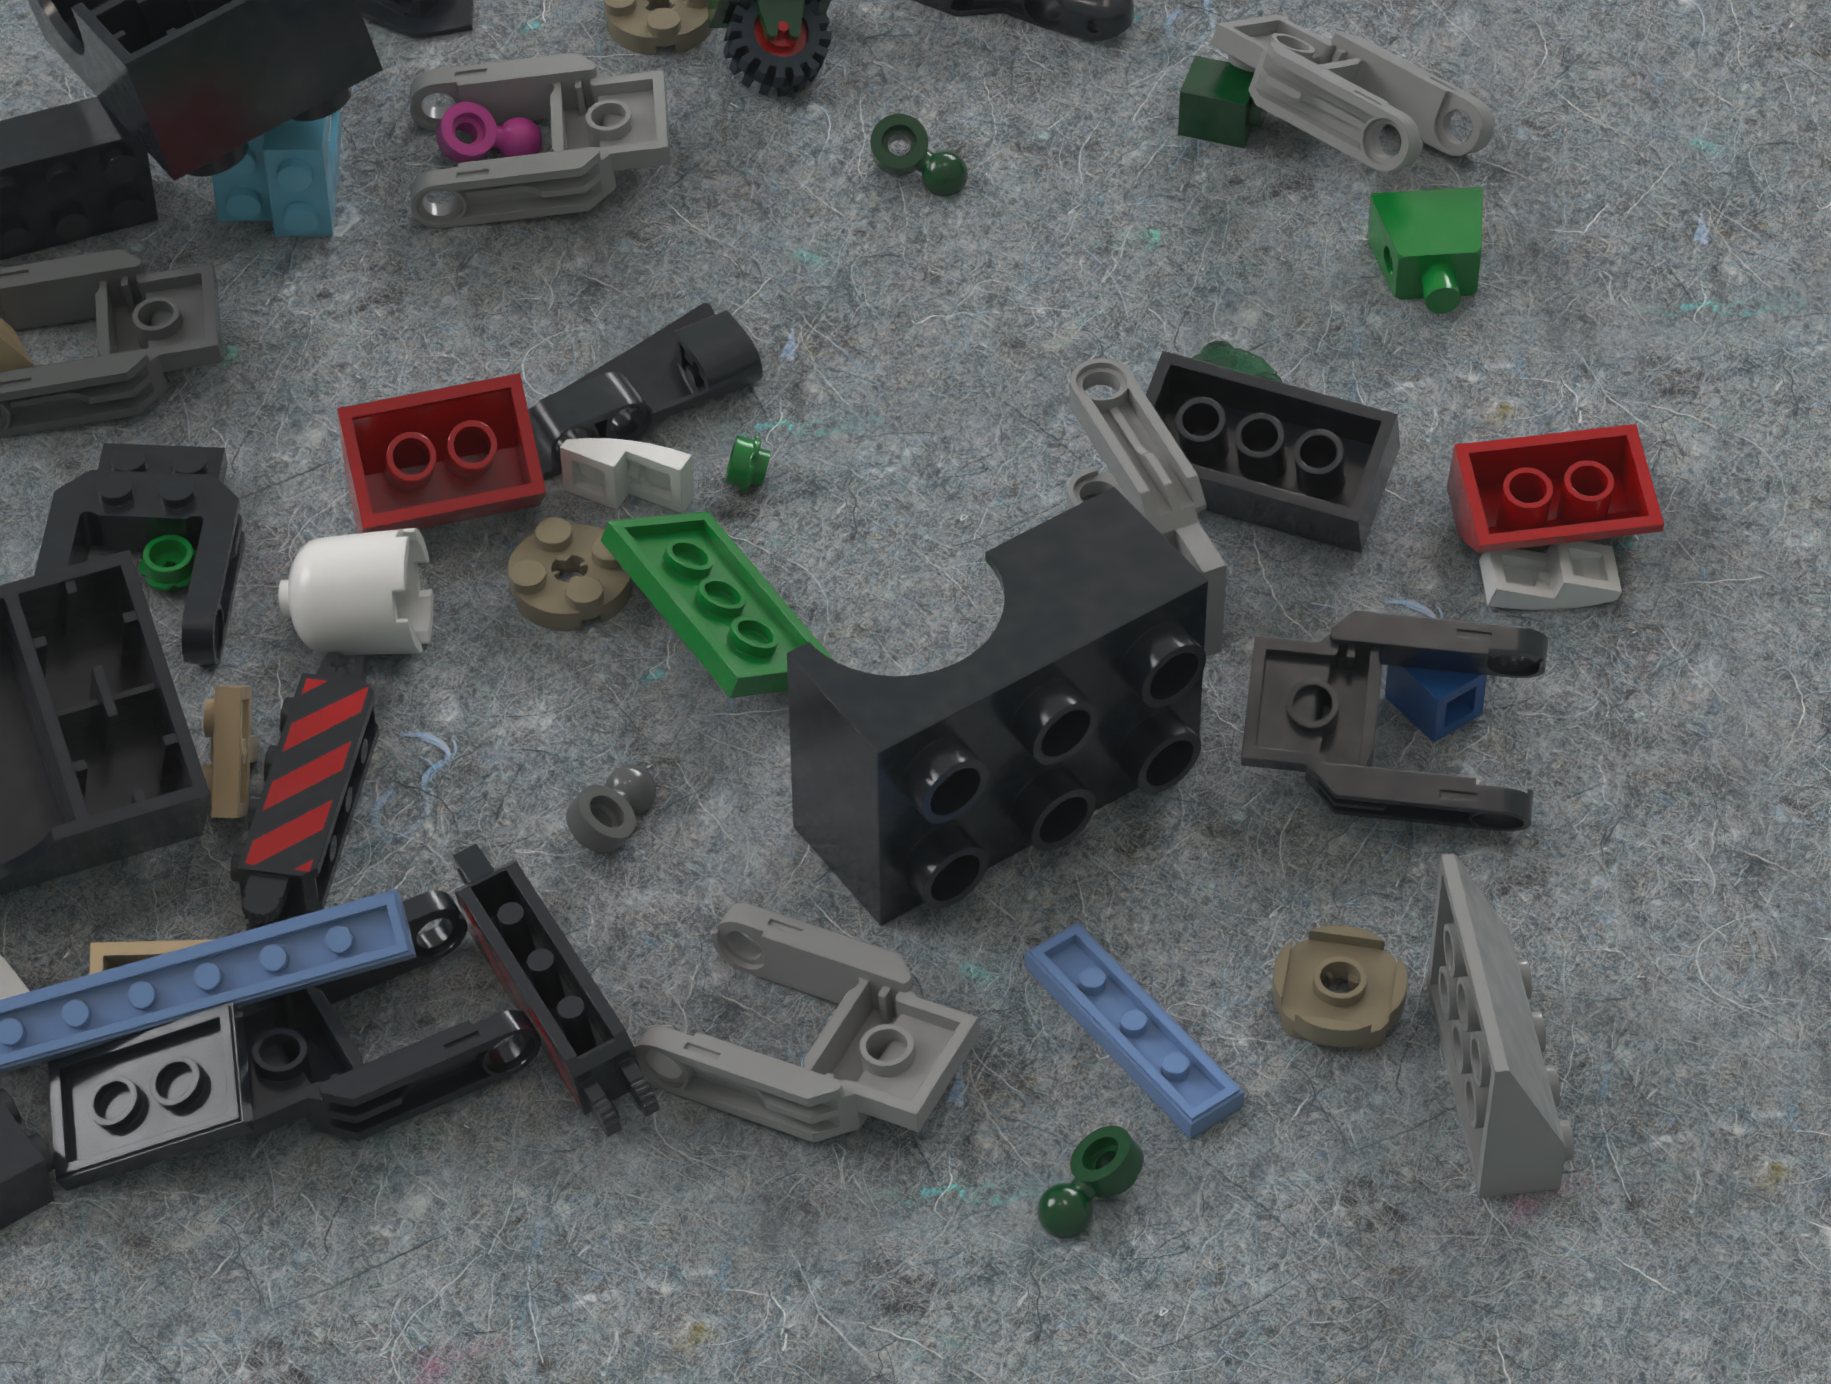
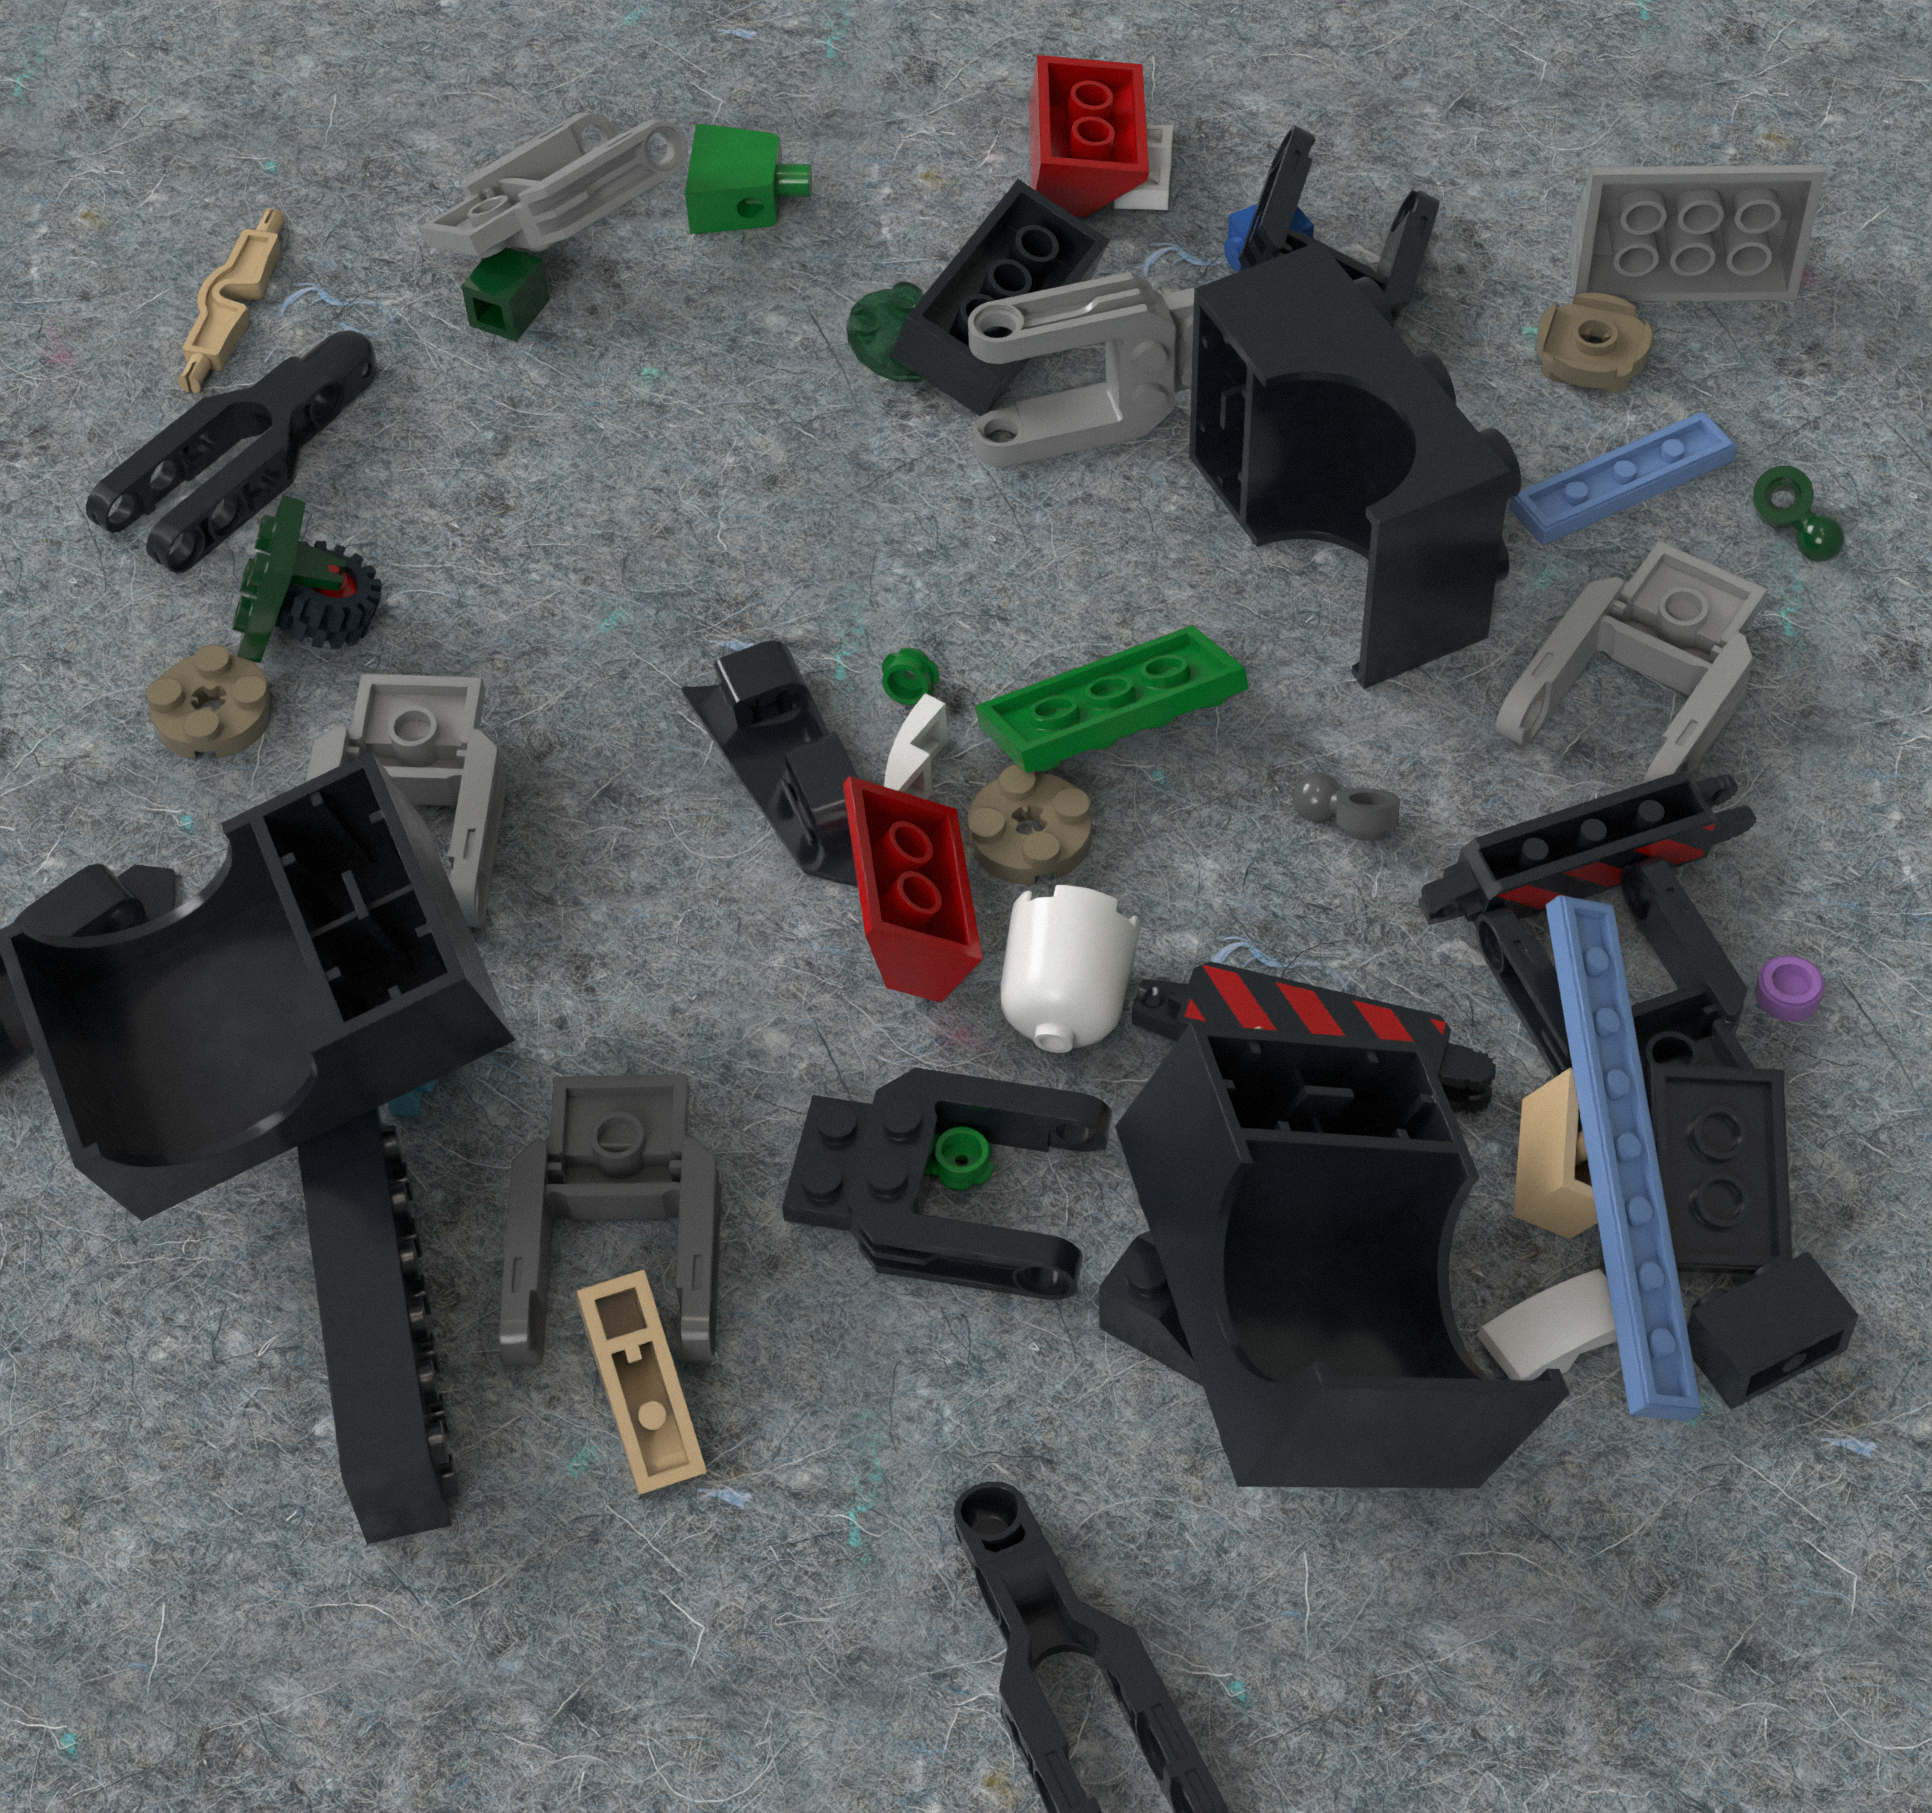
camera: 80 degrees left, 5 degrees up
(412, 1185) = (1789, 988): none -> medium lavender tile
(942, 172) = (499, 522): dark green plate -> none

